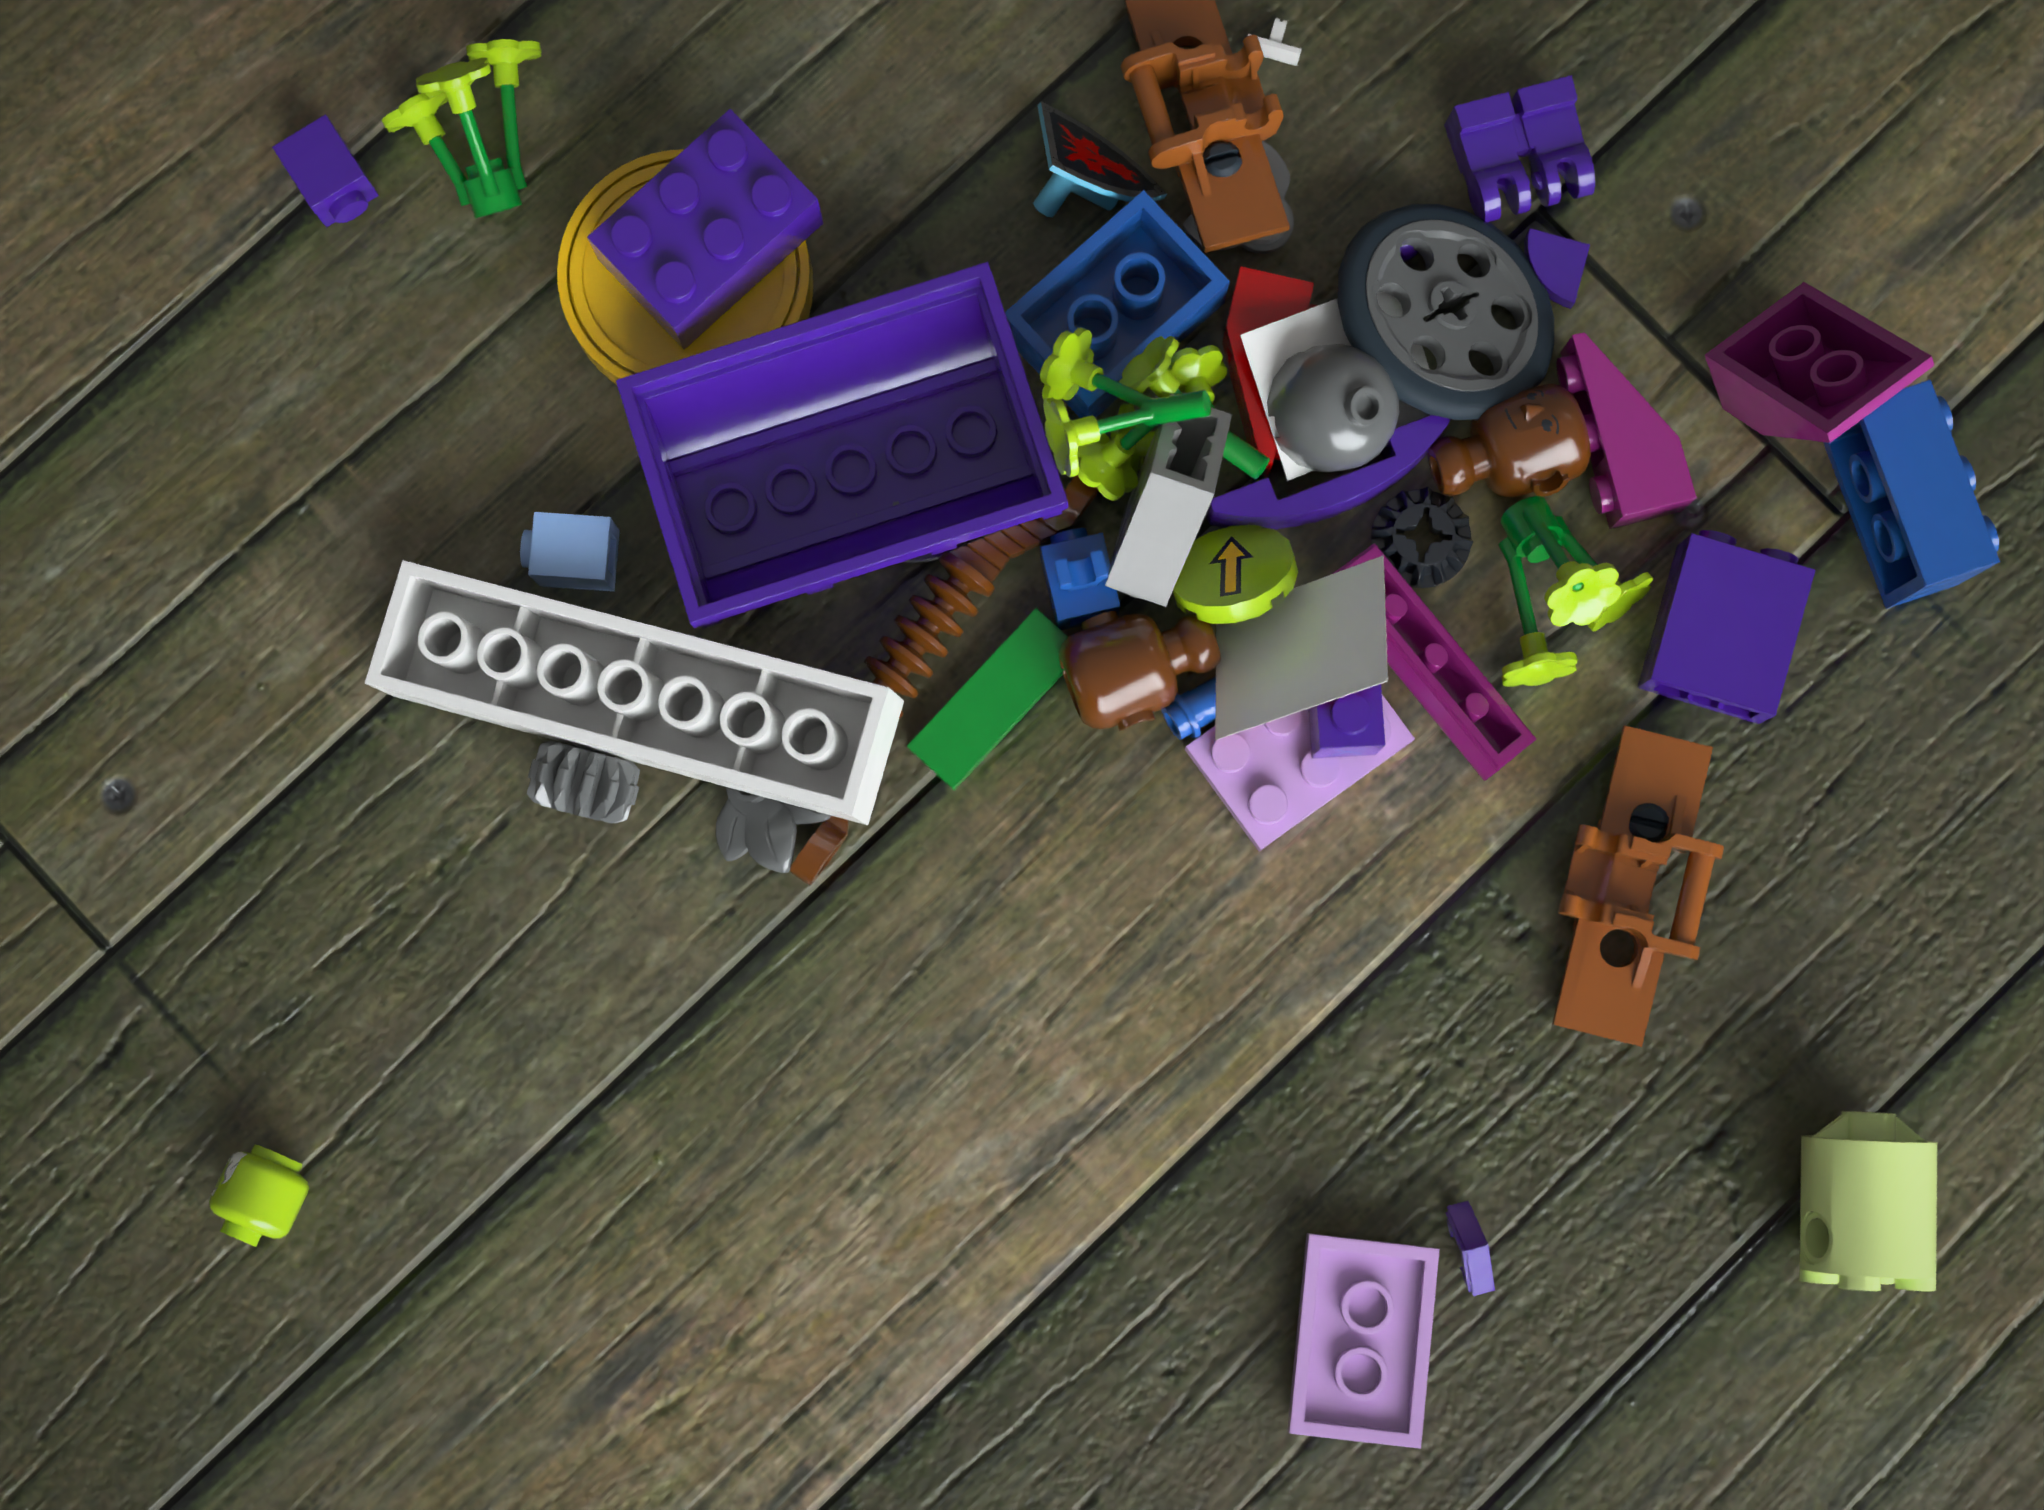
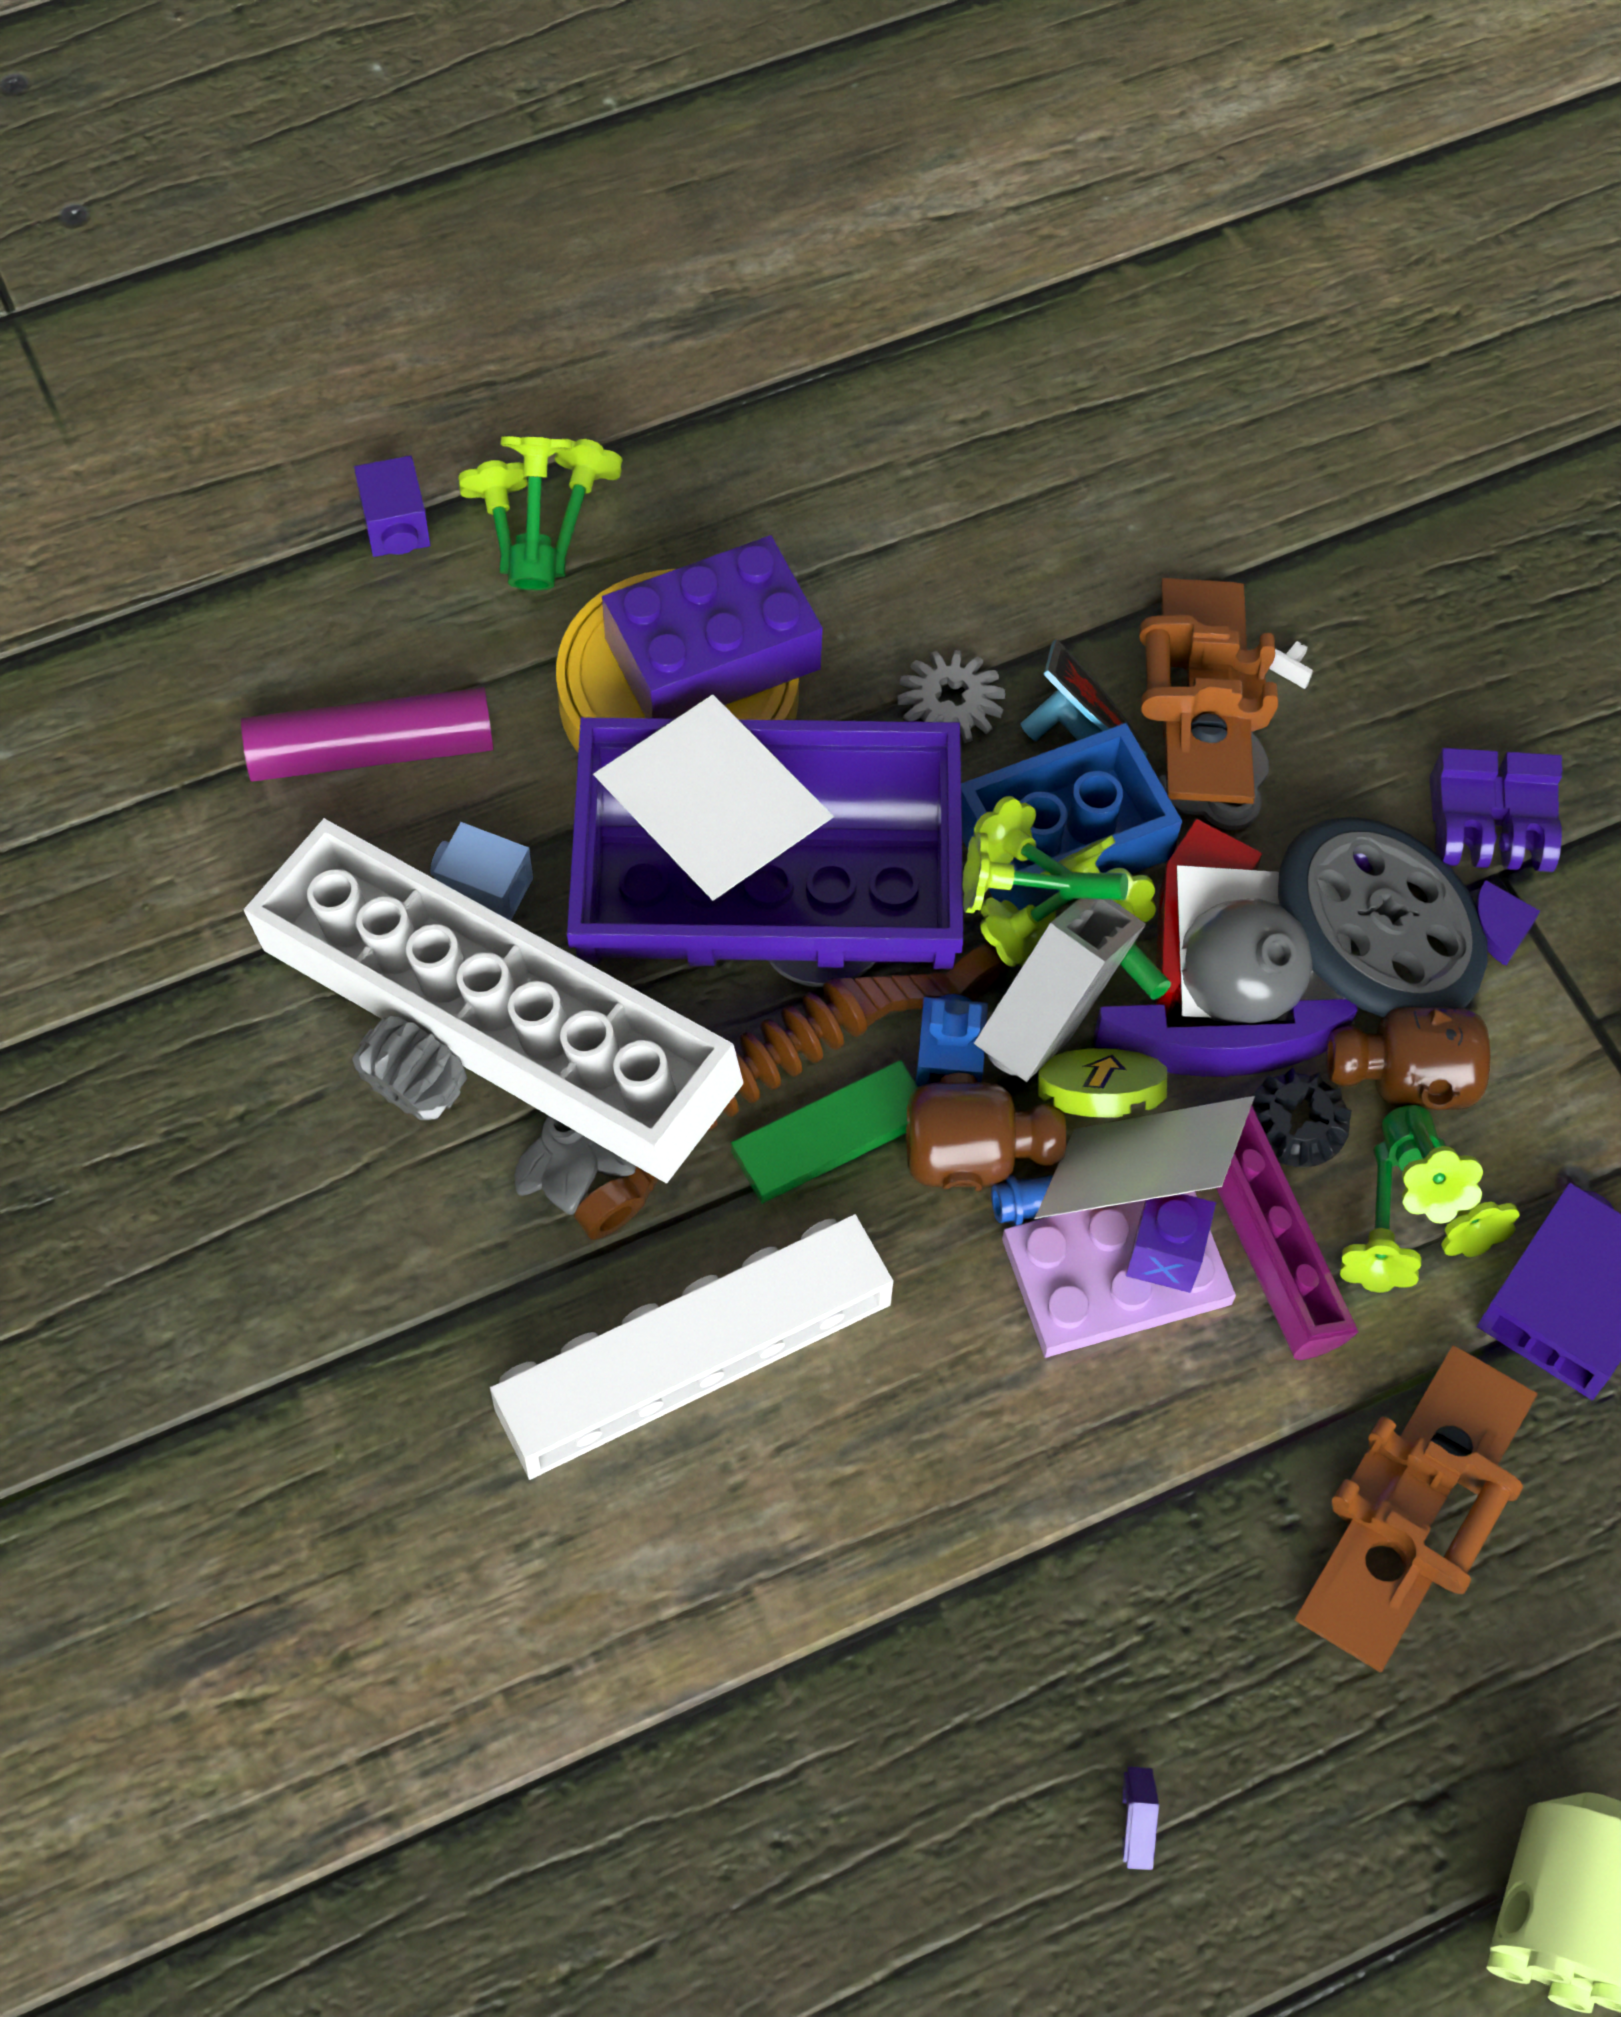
camera: 15 degrees right, 20 degrees down
(400, 434) = (366, 734): none -> magenta brick
(776, 425) = (713, 796): none -> white sticker
(941, 957) = (690, 1344): none -> white brick
(957, 219) = (975, 699): none -> light grey gear
(1363, 1340) = (994, 1873): lavender plate -> none
(1633, 450) = (1531, 1097): magenta slope -> none

